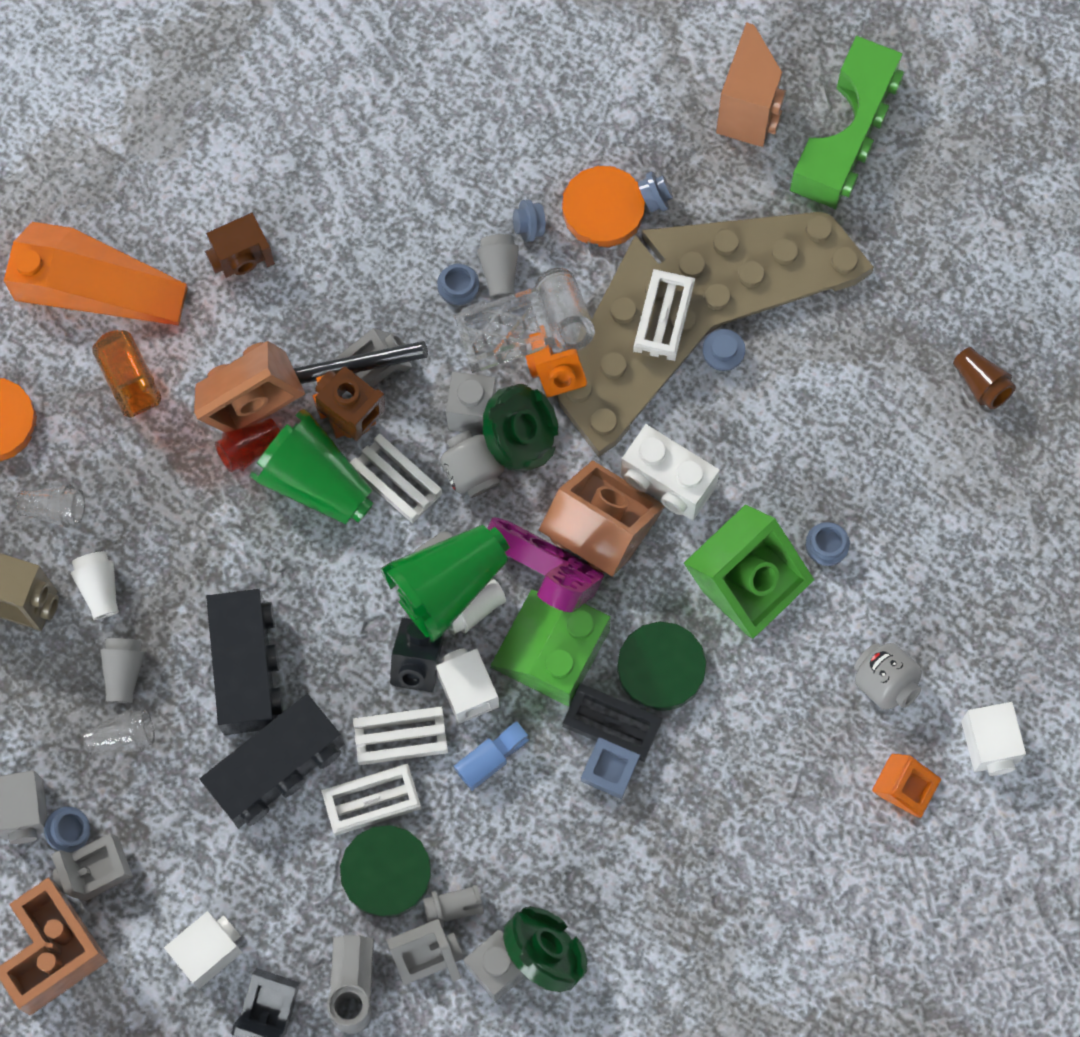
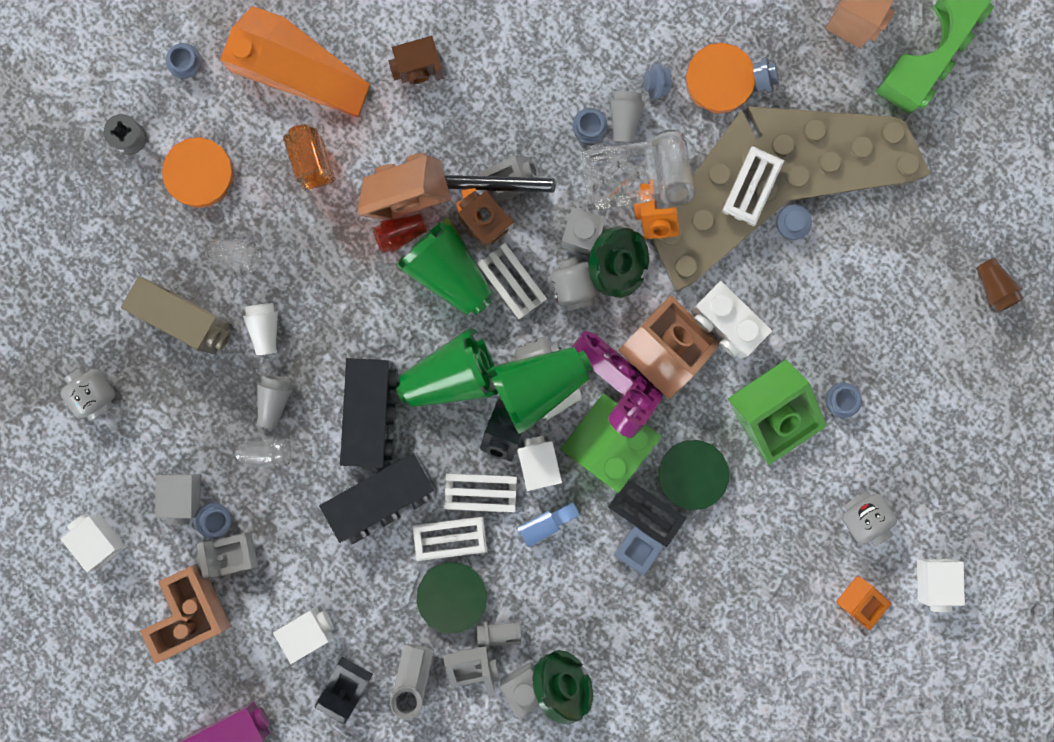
camera: 10 degrees right, 15 degrees up
(336, 595) = (449, 374): none -> green cone

